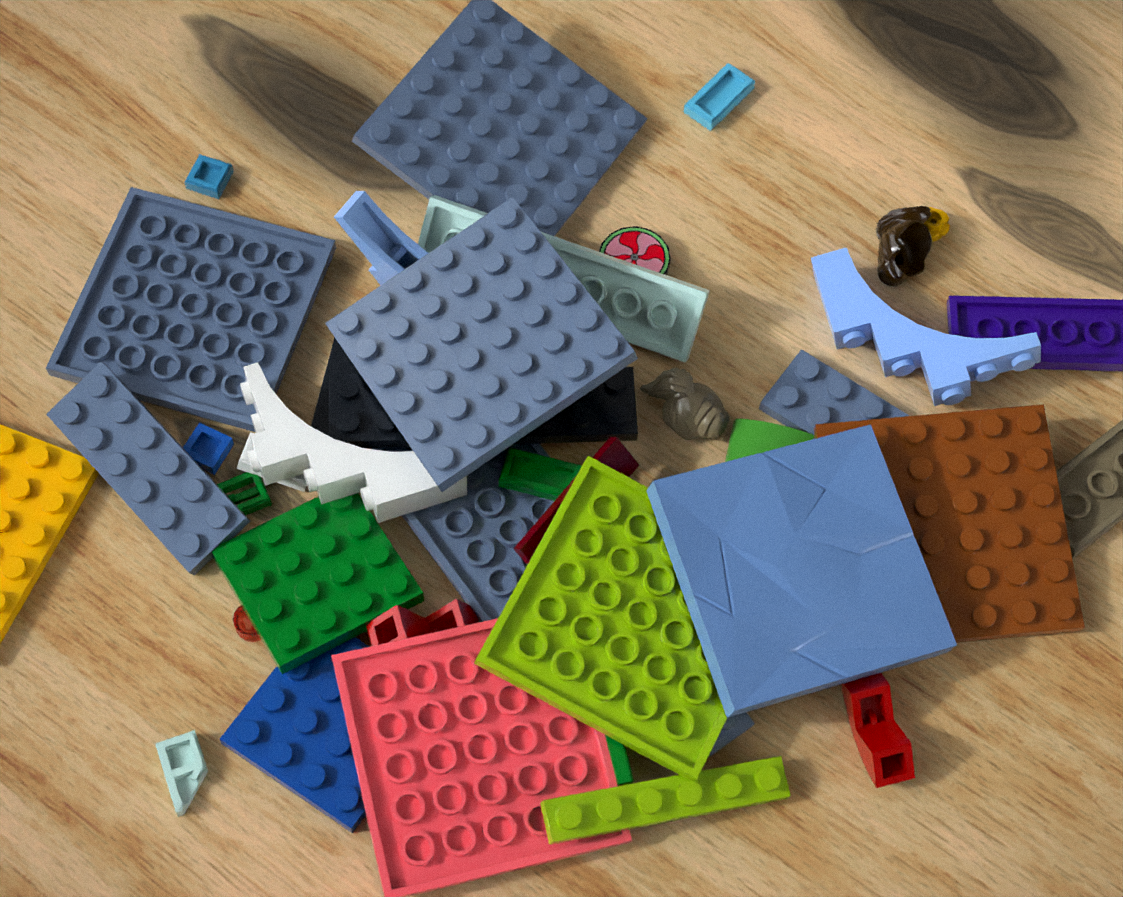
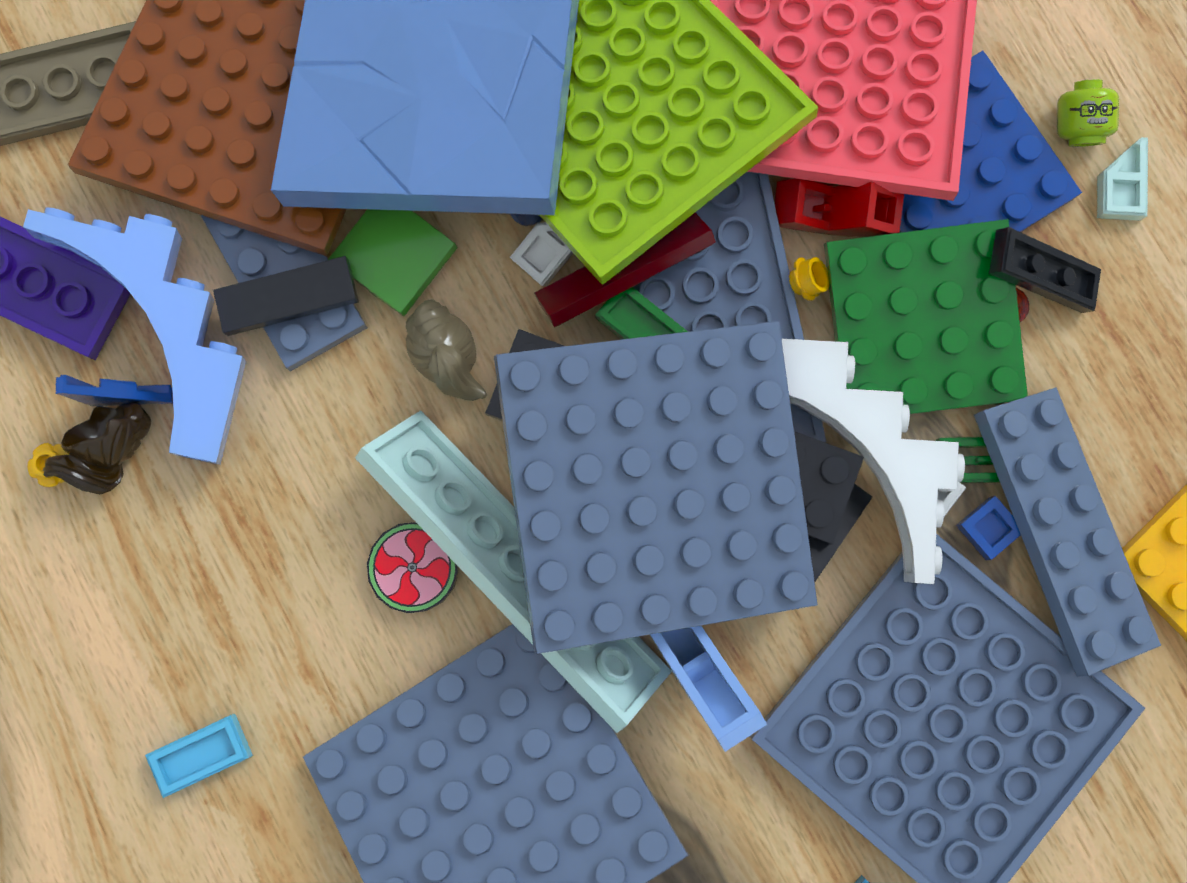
camera: 155 degrees left, 20 degrees up
(231, 645) = (1044, 270): none -> black tile
(236, 803) = (1087, 114): none -> lime head
(426, 567) = (809, 278): none -> yellow plate
(827, 389) = (285, 296): none -> black tile
(918, 278) = (112, 392): none -> blue tile

